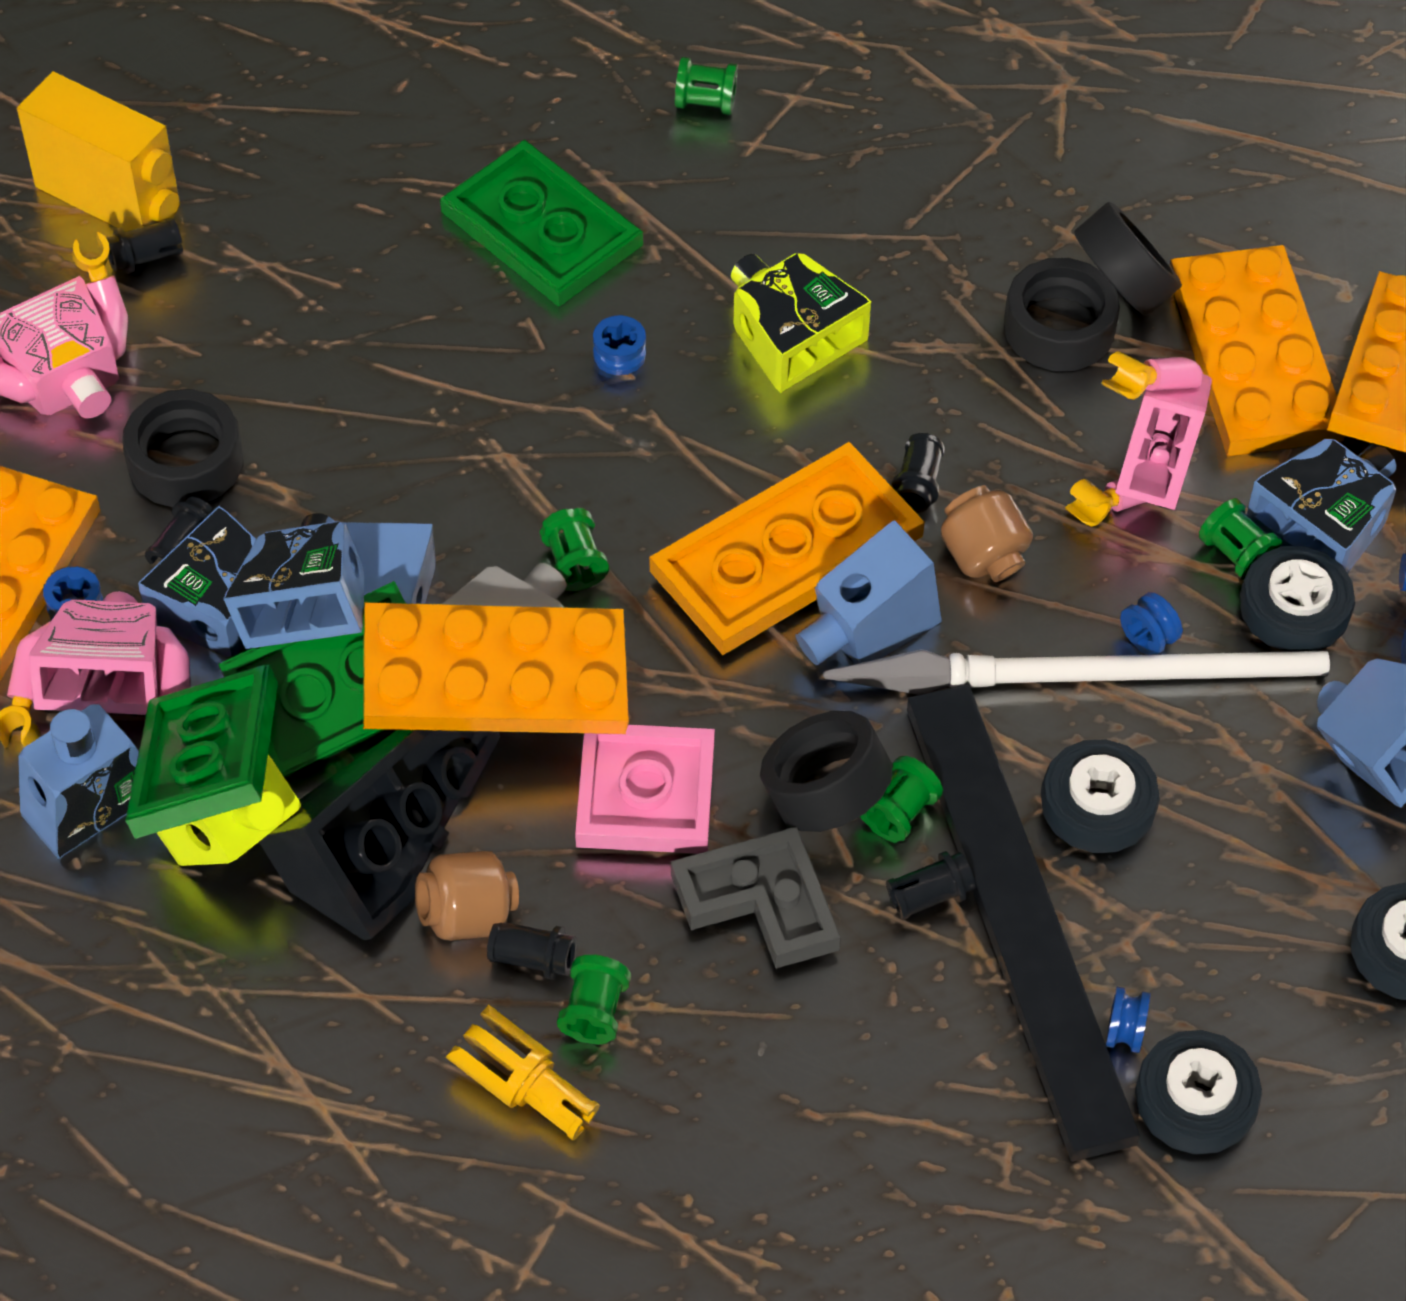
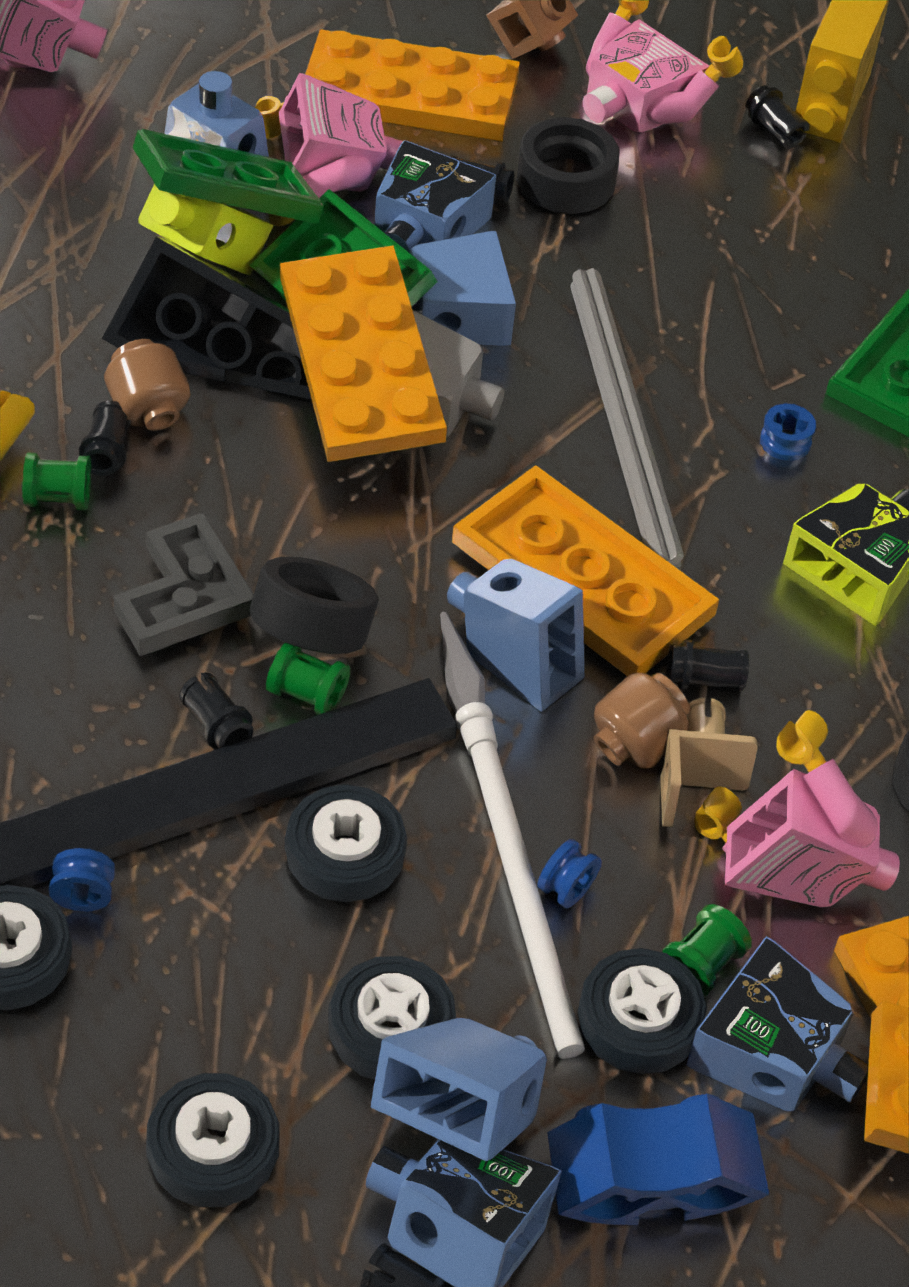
camera: 75 degrees right, 5 degrees down
(70, 580) = (405, 124): blue bush -> none
(298, 585) = (409, 208): medium blue torso -> none
(567, 474) = (625, 417): none -> light grey axle
(574, 548) = (534, 418): green bush -> none
(646, 790) = (284, 497): bright pink plate -> none
(1030, 496) = (704, 757): none -> tan bracket
(1300, 764) = (381, 992): none -> black wheel

